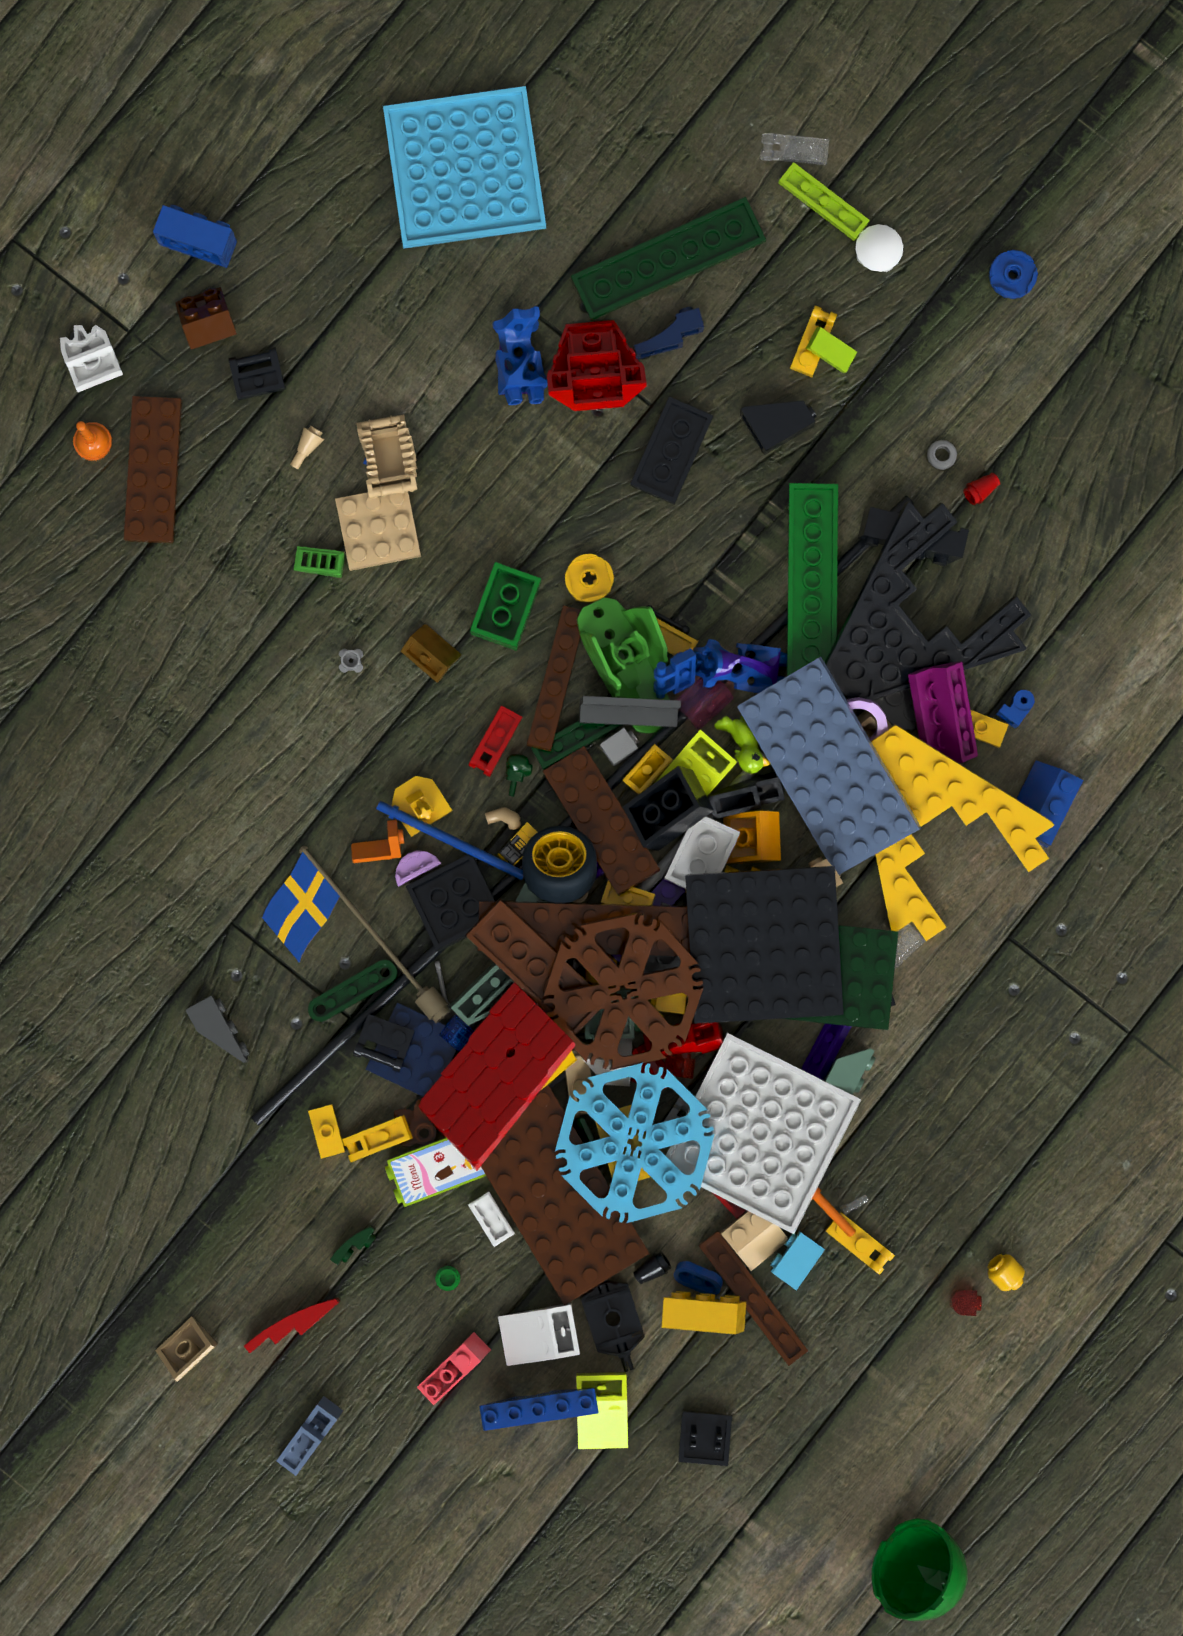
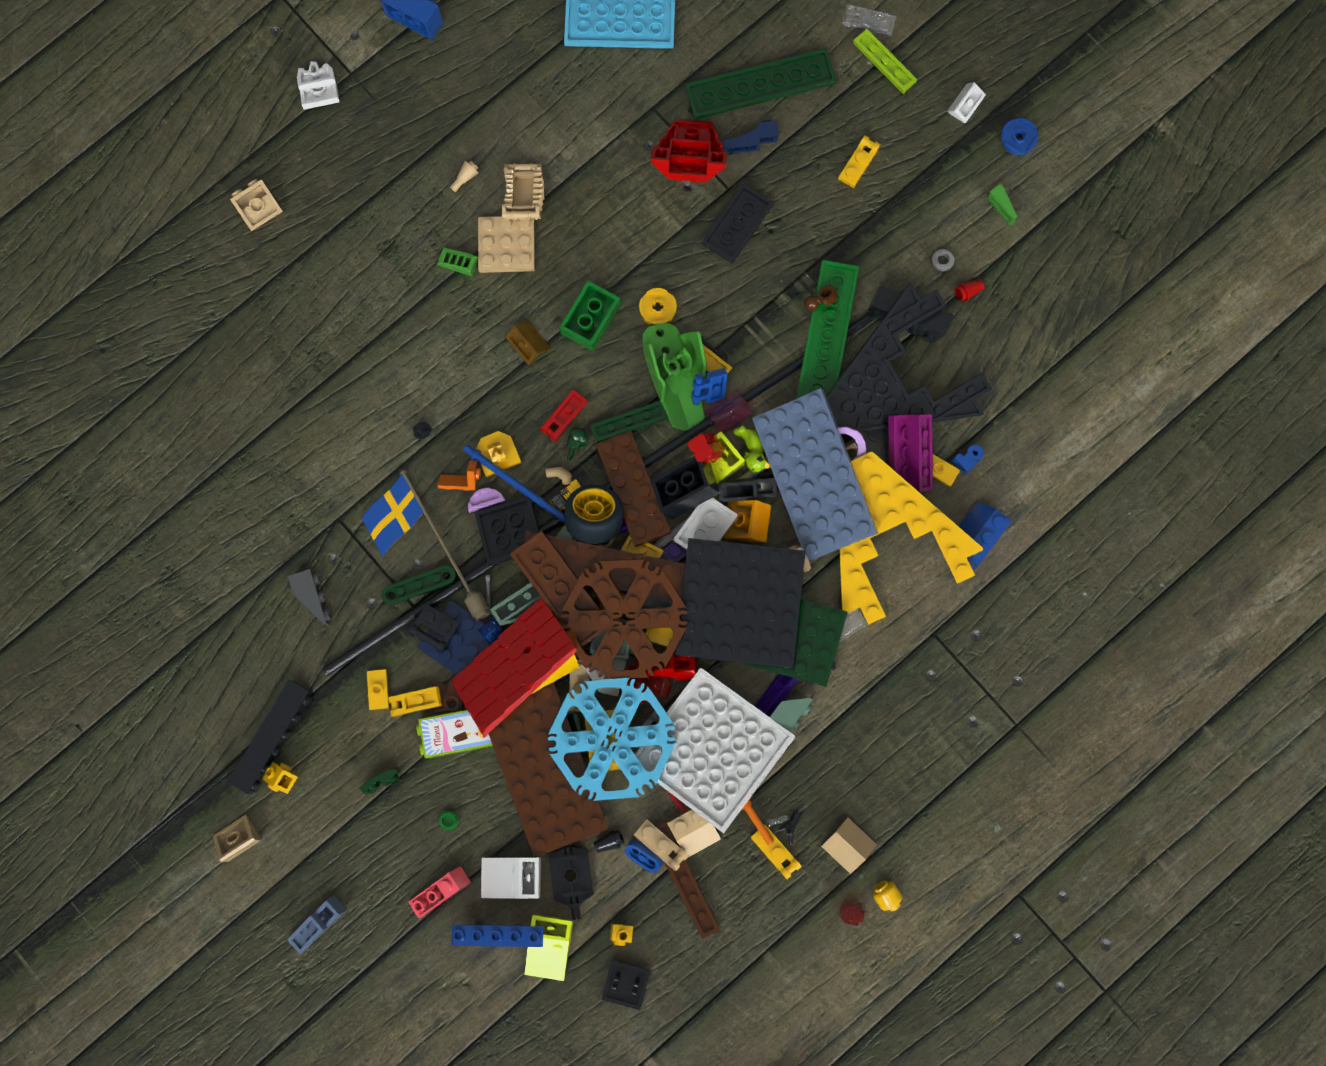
camera: 20 degrees right, 5 degrees down
(42, 531) = (255, 204): none -> tan plate
(92, 440) = (306, 146): orange piece -> none
(152, 469) = (347, 174): reddish brown plate -> none
(203, 1216) = (270, 737): none -> black brick
(205, 317) = (408, 71): reddish brown slope -> none
(227, 1264) = (280, 777): none -> yellow brick
(257, 381) = (438, 123): black plate -> none
(300, 1320) = (327, 833): red slope -> none
(317, 791) = (421, 430): none -> black plate
(356, 655) = (466, 333): light grey plate -> none
(491, 1219) = (491, 780): white plate -> none
(513, 371) = (629, 146): blue hips -> none
(555, 681) = (617, 379): reddish brown plate -> none
(619, 746) = (657, 435): light grey brick -> none
(629, 711) = (669, 408): dark grey fence -> none
(647, 770) = (674, 456): yellow slope -> none
(688, 757) = (706, 448): none -> red brick
(688, 1378) = (621, 934): none -> yellow plate
(704, 1313) = (642, 883): yellow brick -> none
(717, 1261) = (660, 844): none -> tan plate
(761, 667) = (742, 384): blue hips -> none
(777, 423) = (821, 215): black slope -> none
(786, 542) = (826, 296): none -> reddish brown plate
(796, 1260) = (724, 855): medium azure brick -> none
(831, 349) = (871, 168): lime tile -> none
(873, 1208) = (791, 826): none -> black bar
(879, 248) = (920, 101): white dish -> none
(938, 238) = (966, 102): none -> white slope
(949, 1219) = (849, 845): none -> tan slope
(1004, 366) = (1000, 200): none -> bright green slope

